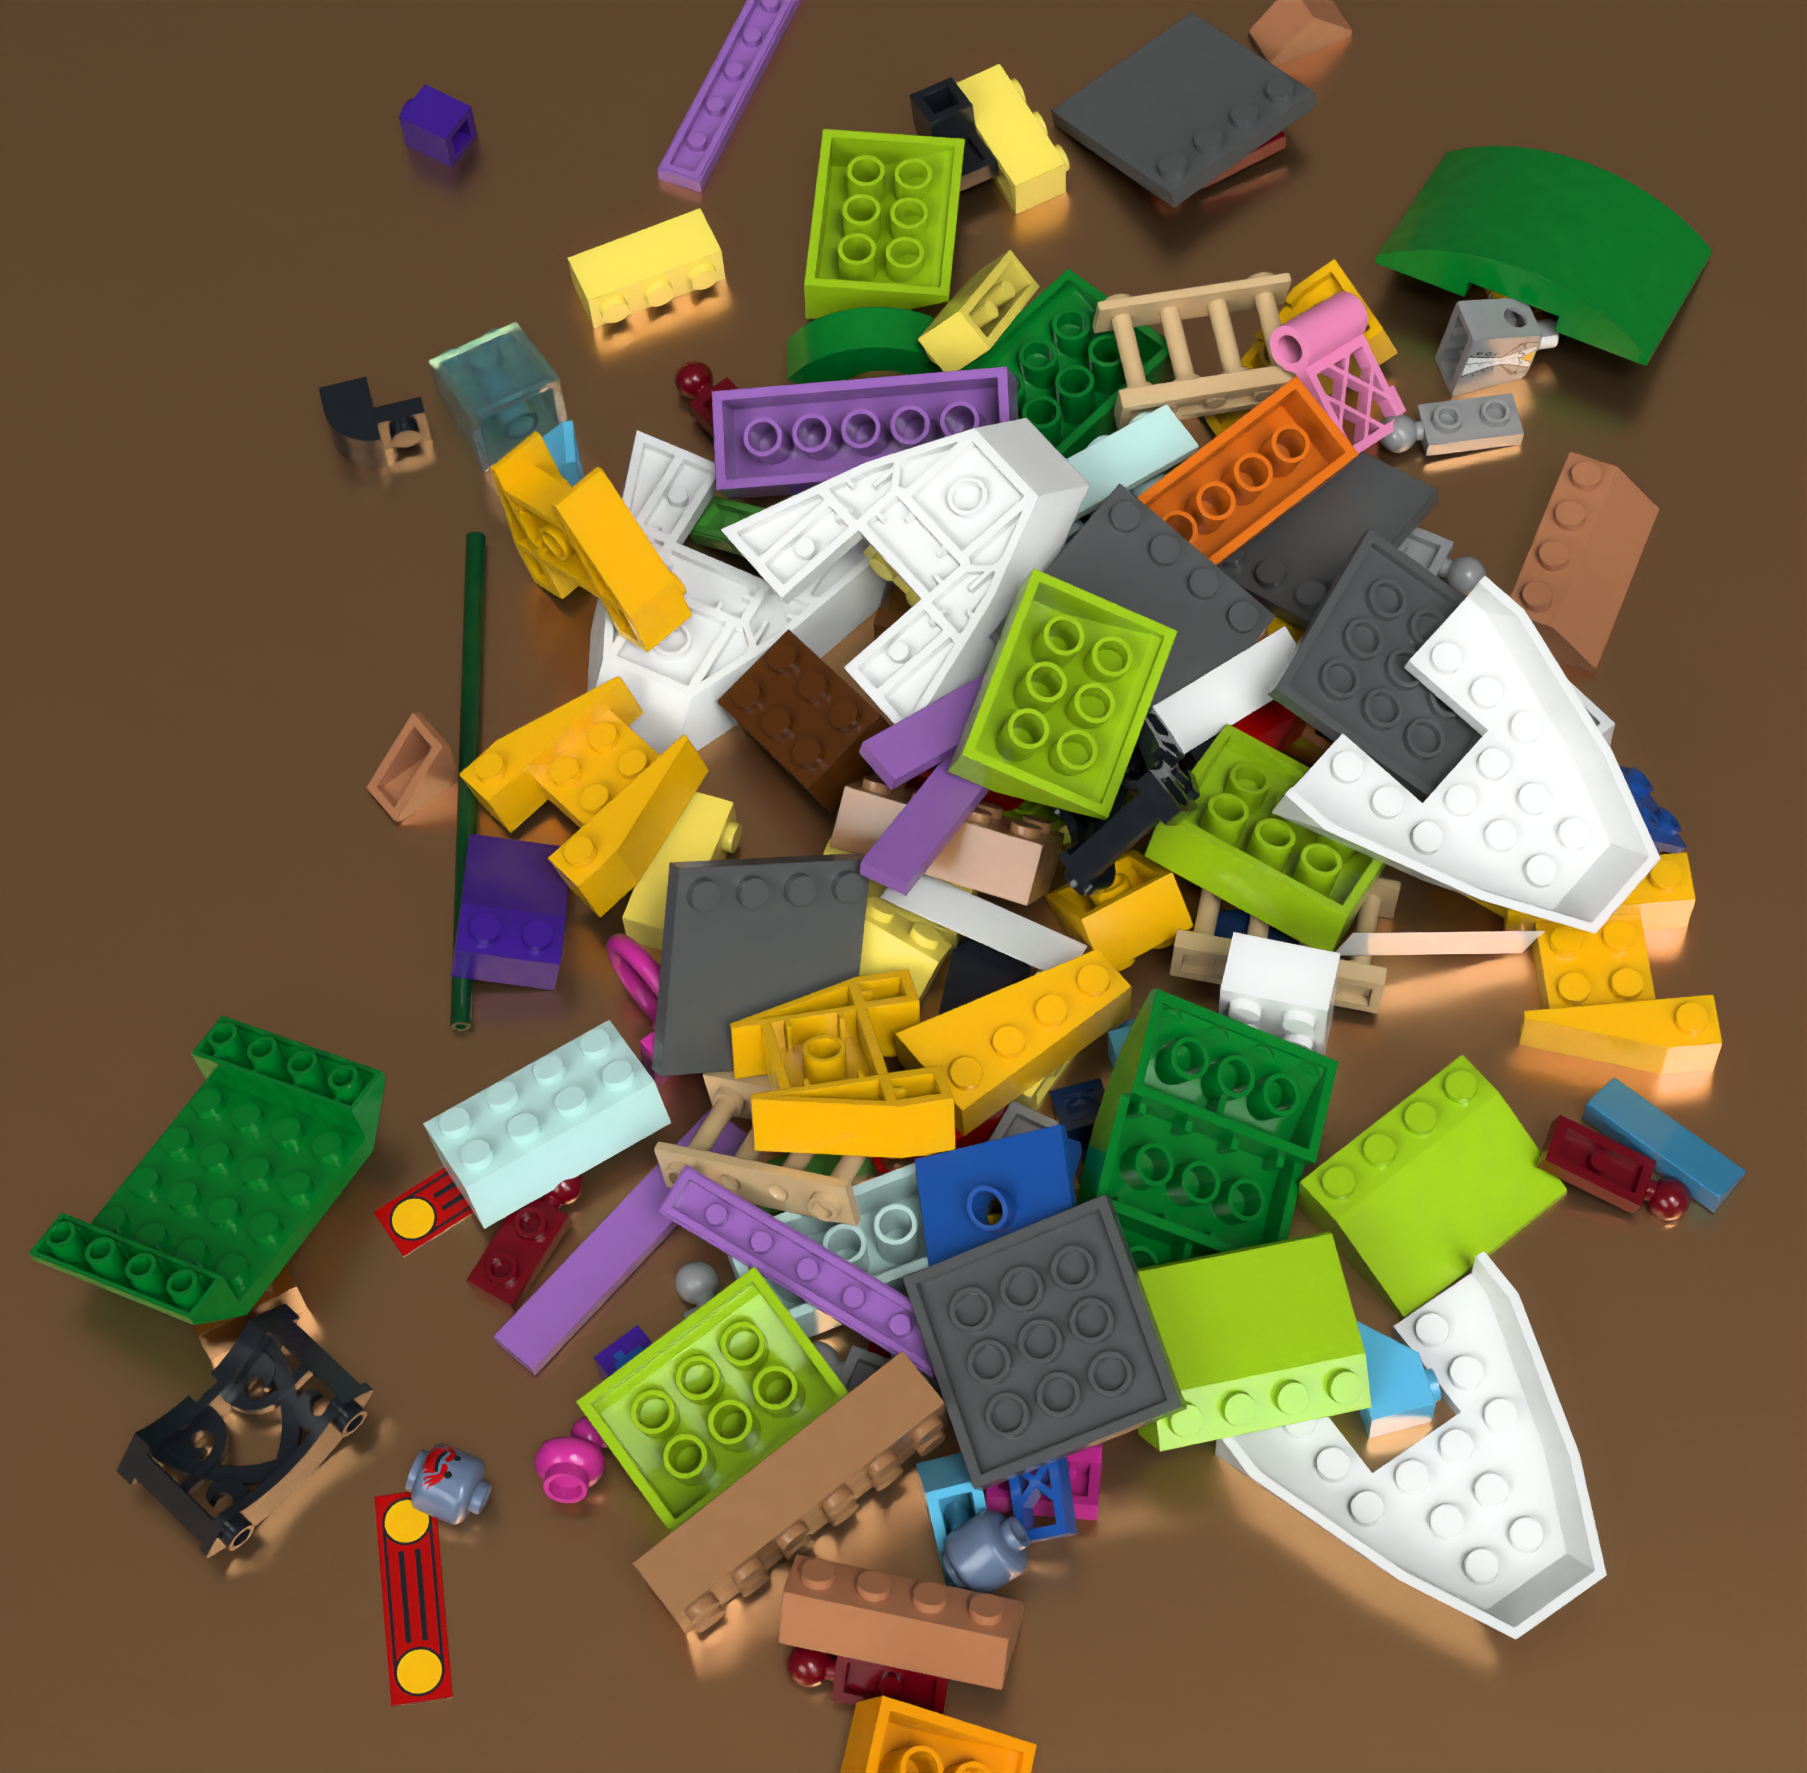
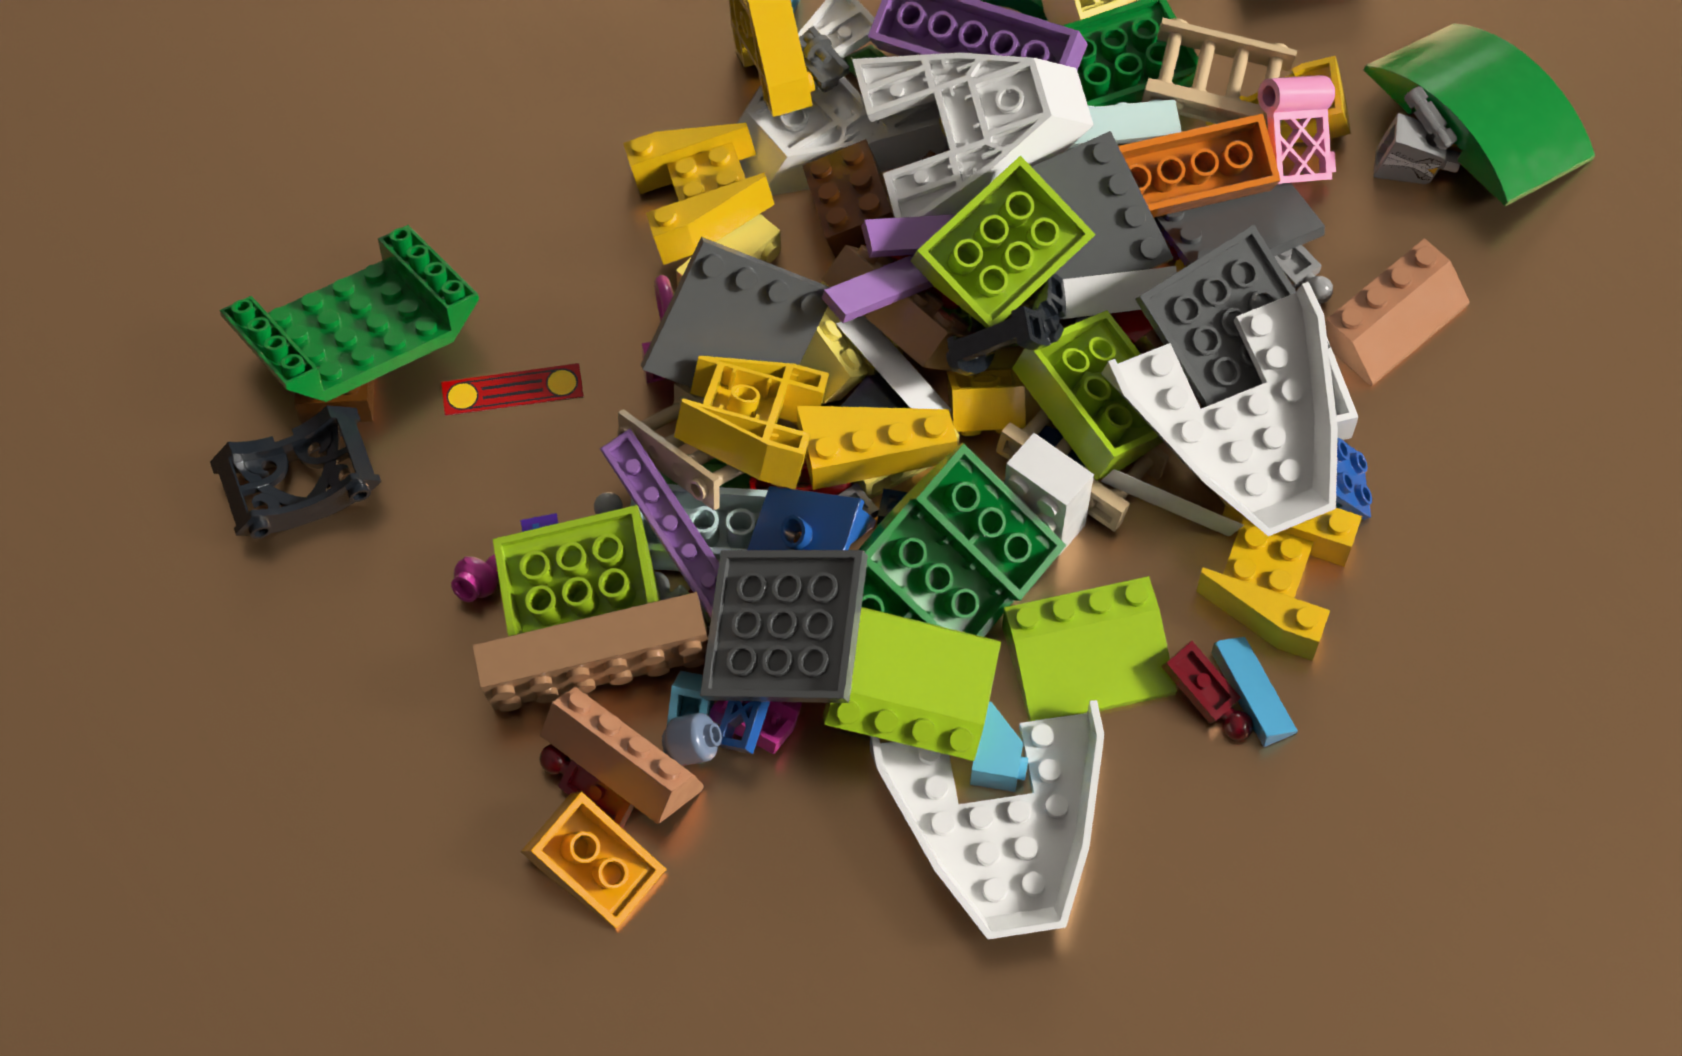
camera: 20 degrees right, 0 degrees up
(412, 1601) = (346, 615): sticker -> none
(413, 769) = (600, 130): nougat slope -> none
(448, 1483) = (397, 556): sand blue head -> none
(468, 746) = (623, 166): dark green piece -> none
(510, 914) = (610, 241): dark purple slope -> none
(524, 1246) = (522, 436): dark red plate -> none
(547, 1123) = (565, 372): light aqua brick -> none
(598, 1266) = (548, 474): medium lavender tile -> none
(680, 548) = (822, 60): none -> dark grey hips
(1457, 426) = (1365, 195): light grey plate -> none
(1501, 290) = (1430, 118): none -> light grey axle

